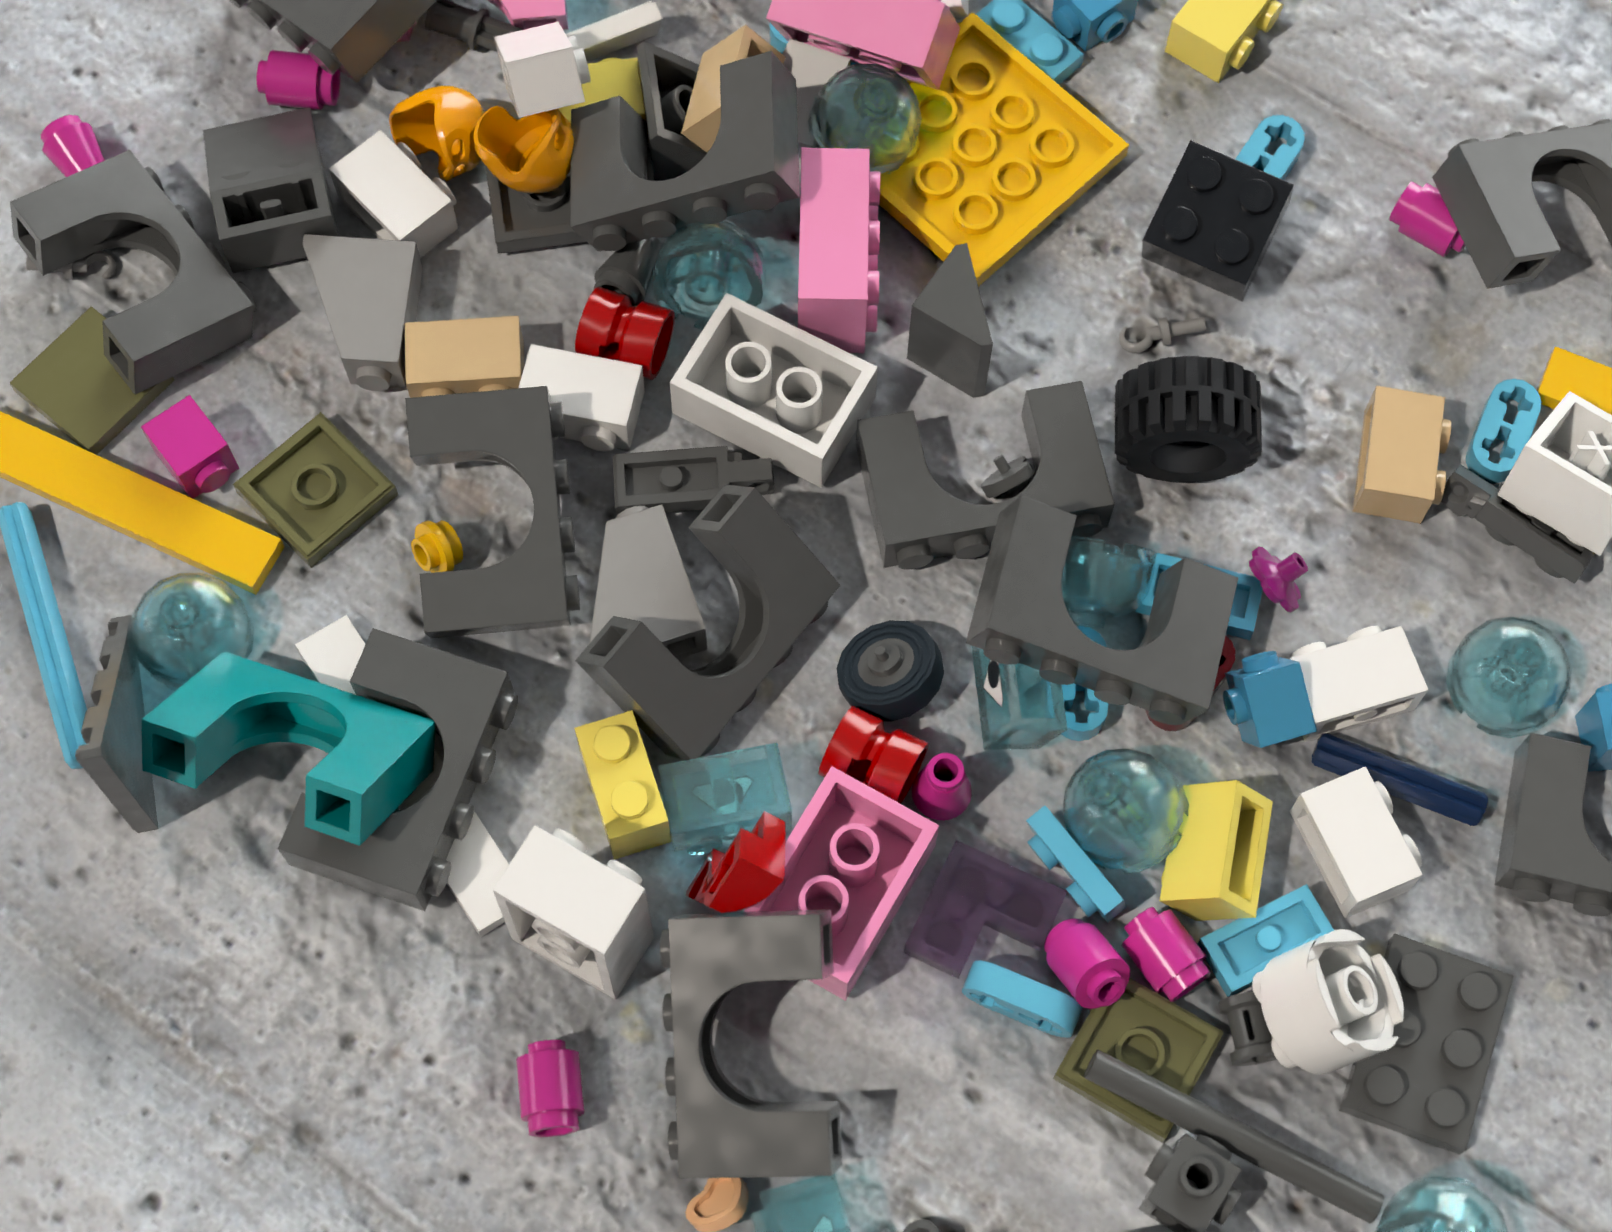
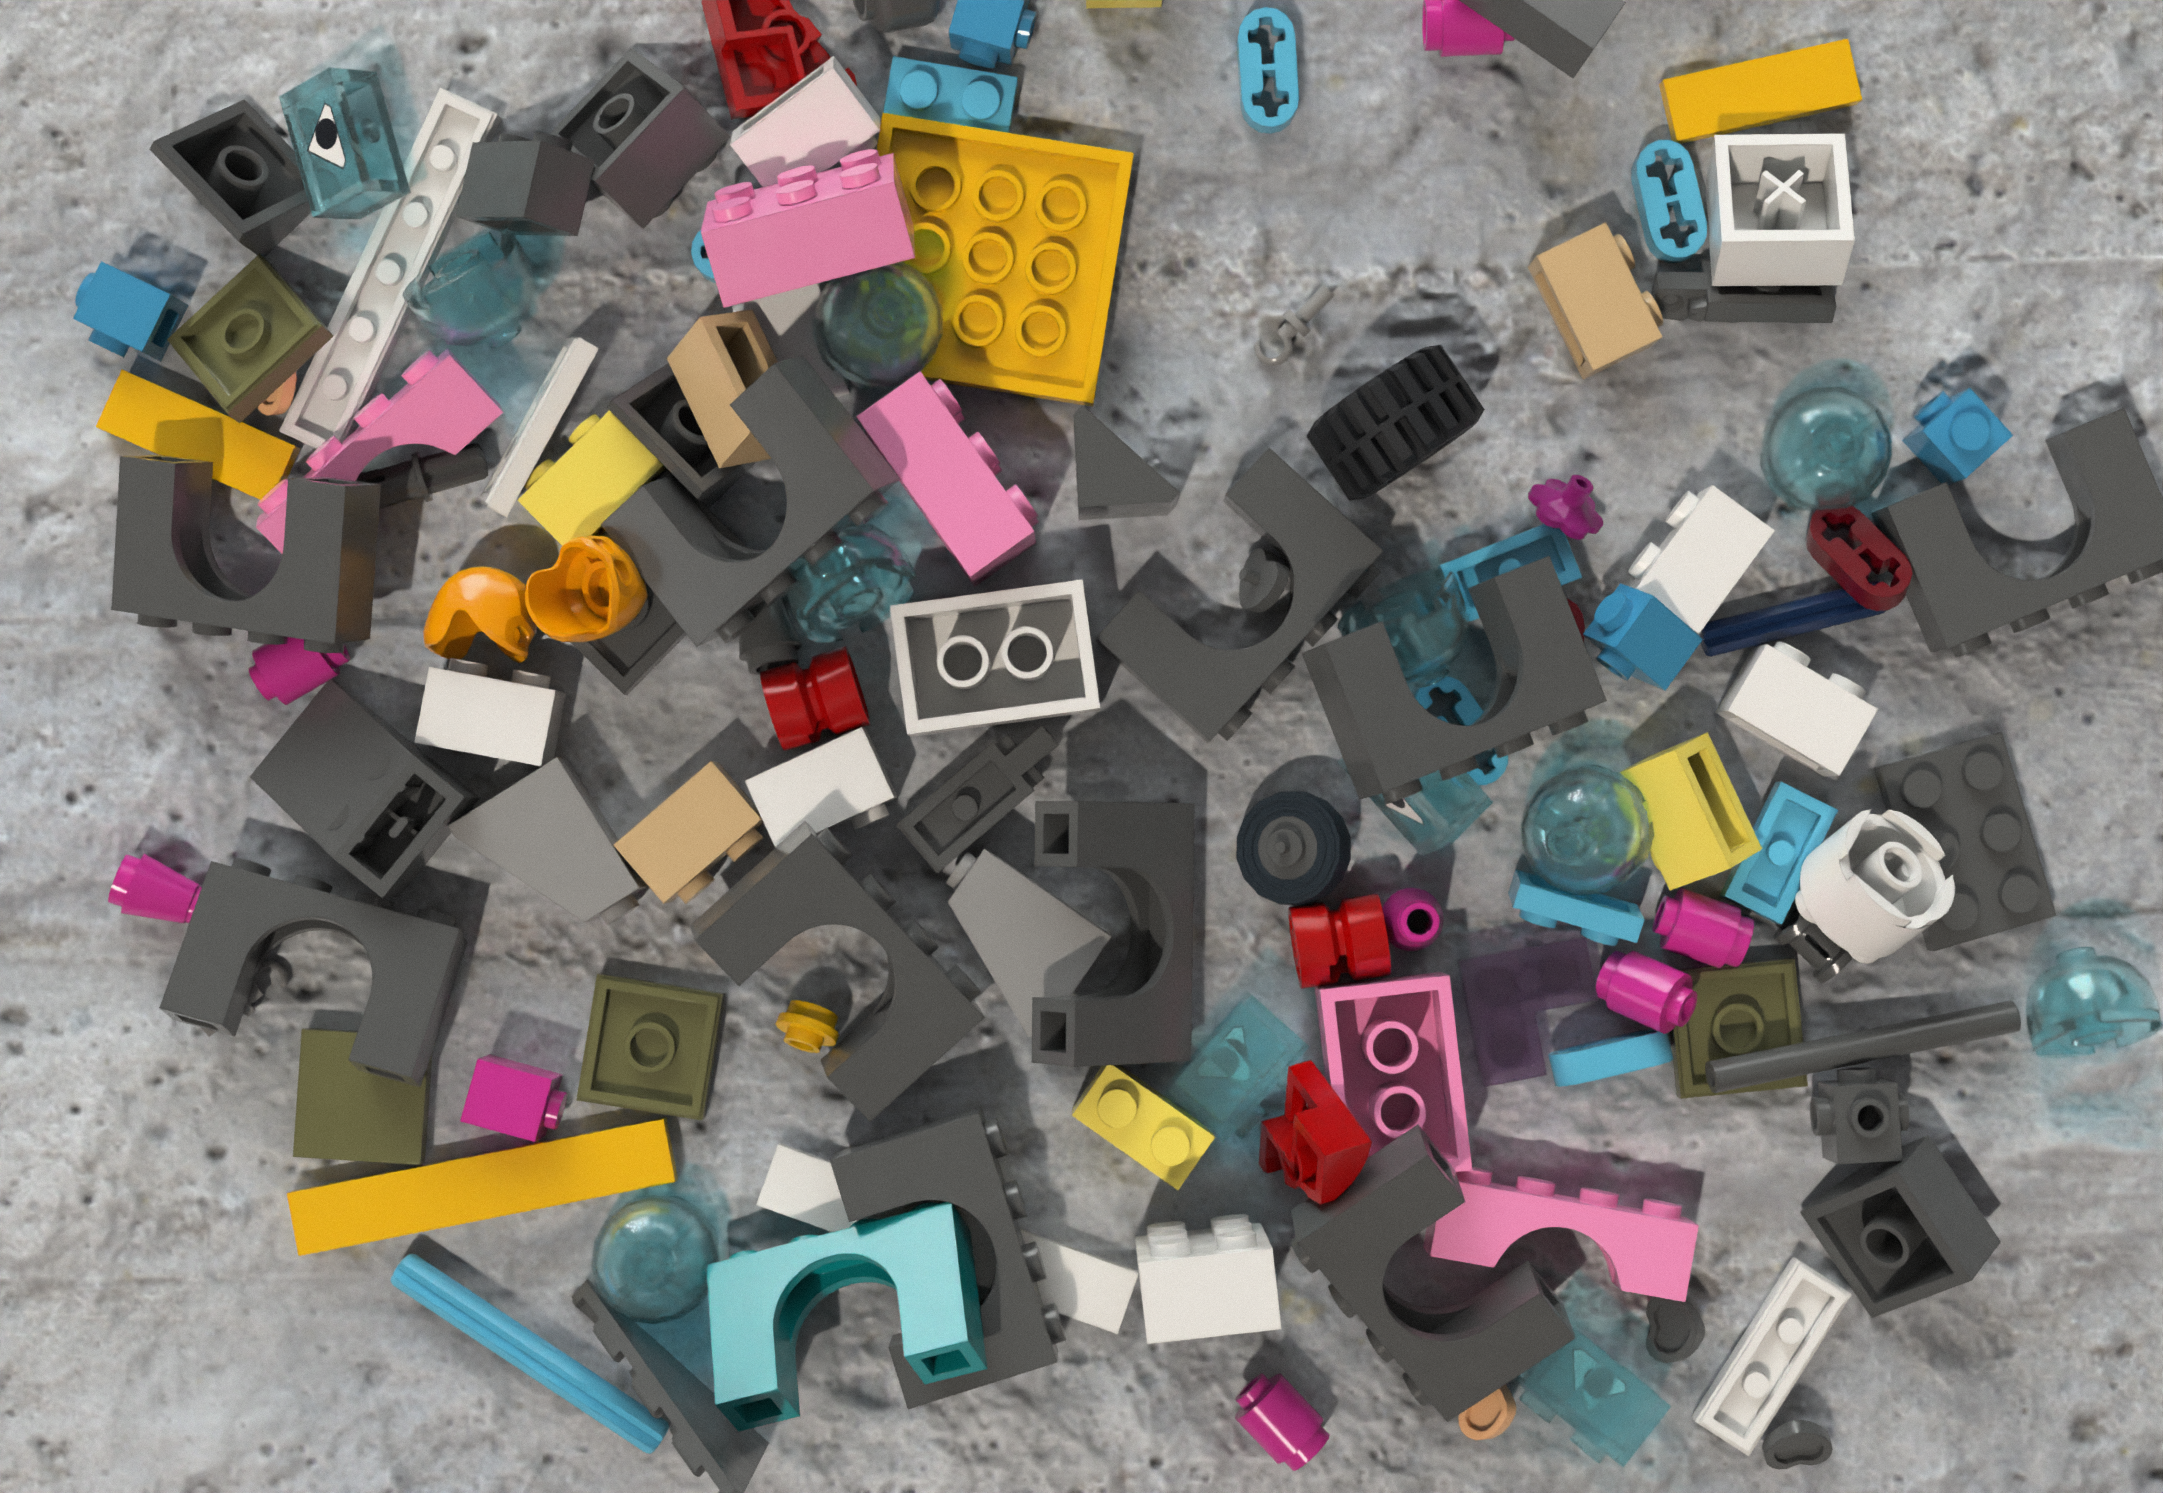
camera: 35 degrees left, 20 degrees up
(542, 69) = (549, 513): white brick -> none
(827, 1048) = (1643, 1248): none -> bright pink arch
(1216, 220) = (1276, 183): black brick -> none
(1471, 763) = (1853, 560): none -> dark red beam

